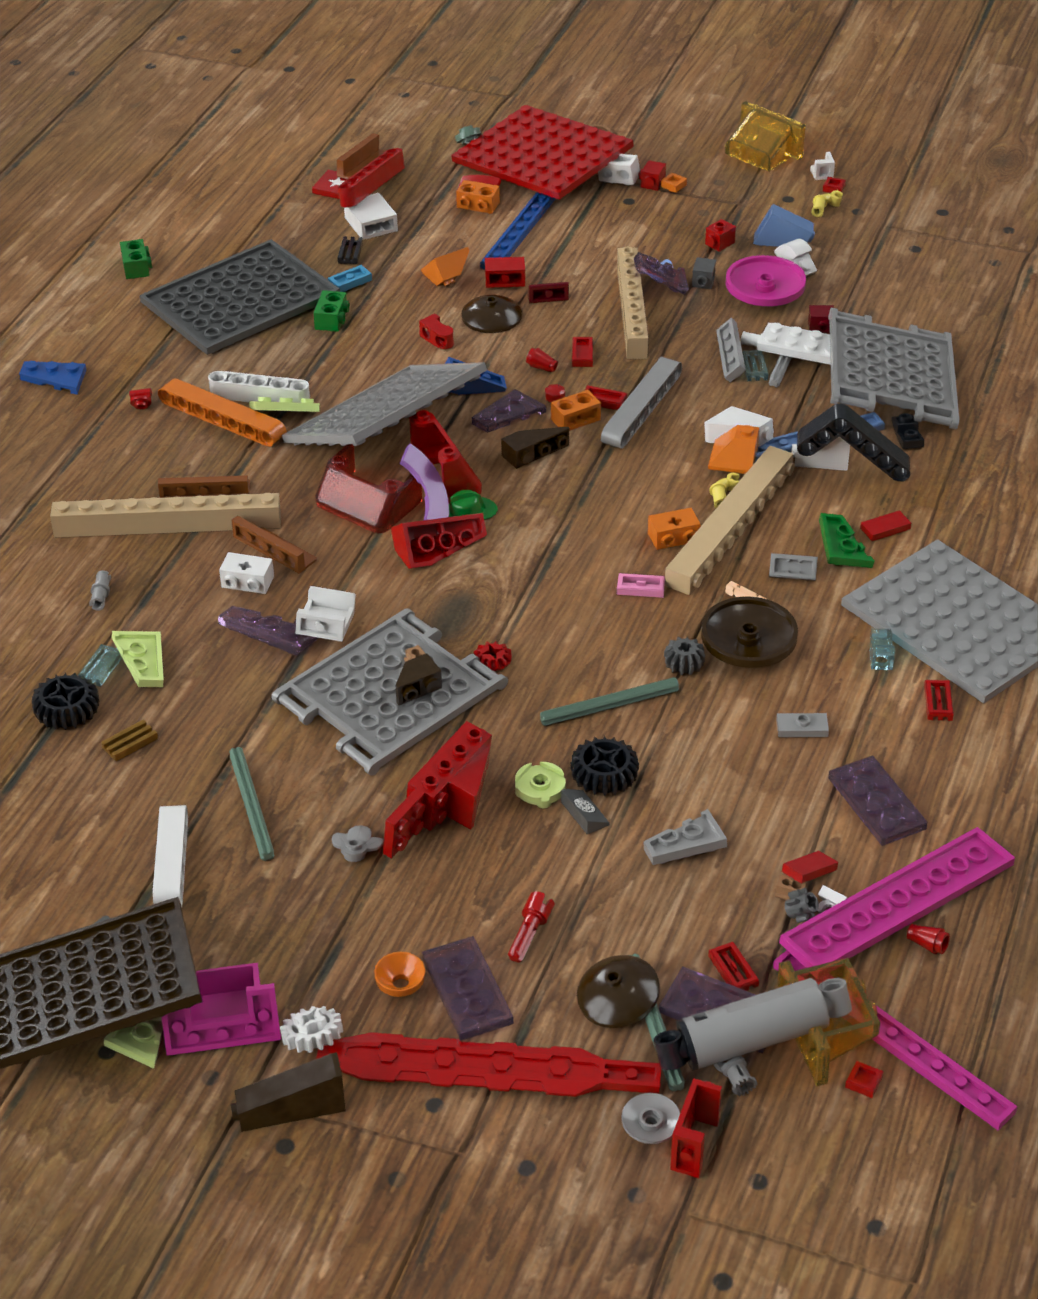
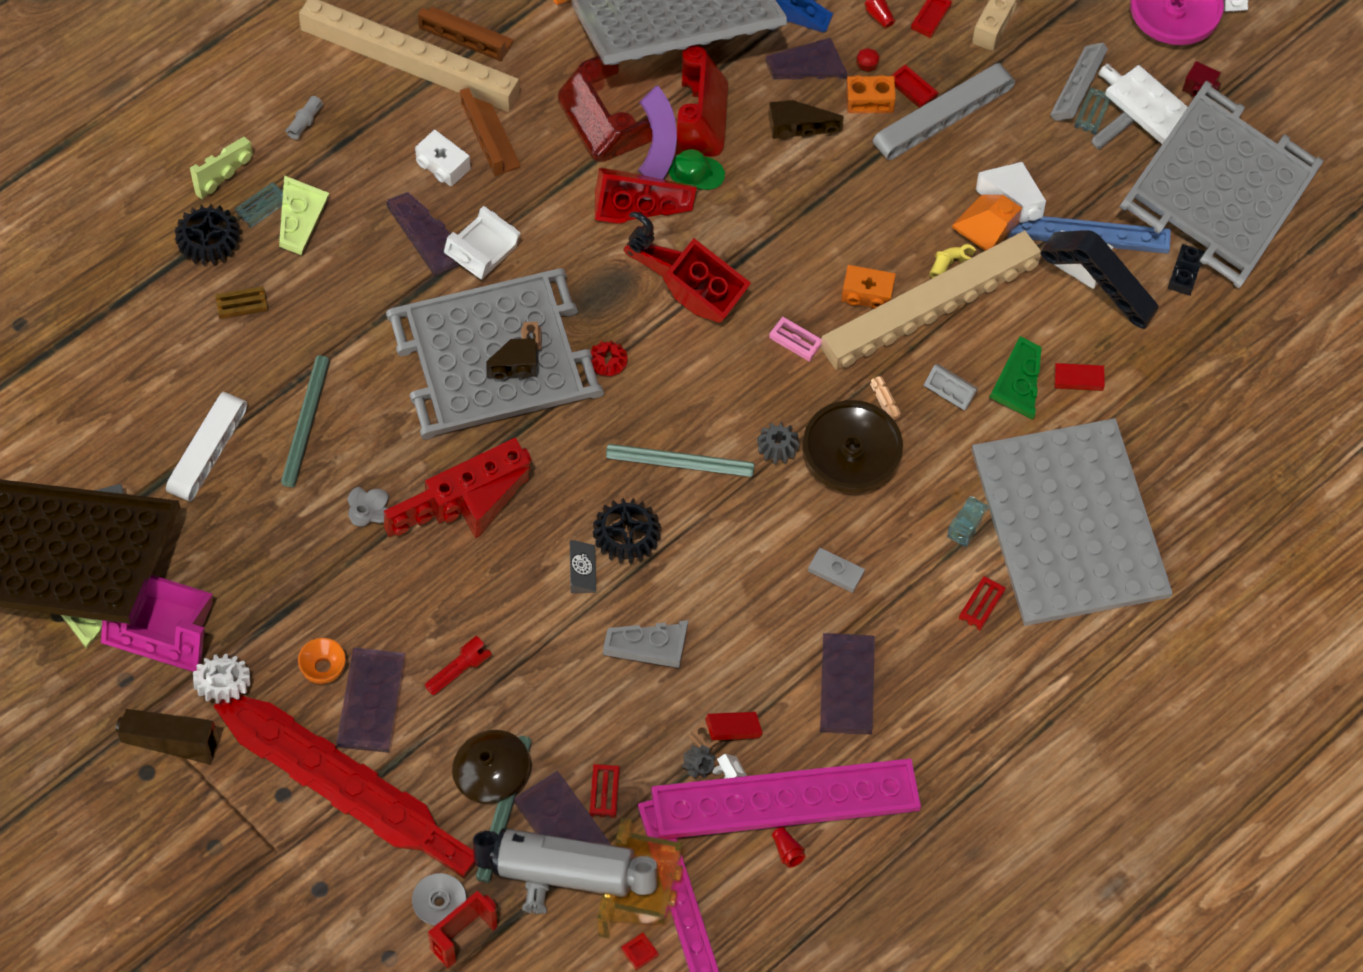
camera: 25 degrees right, 20 degrees up
(46, 648) = (216, 170): none -> yellowish green wing
(530, 565) = (693, 276): none -> red slope
(536, 794) = (565, 509): yellowish green plate -> none

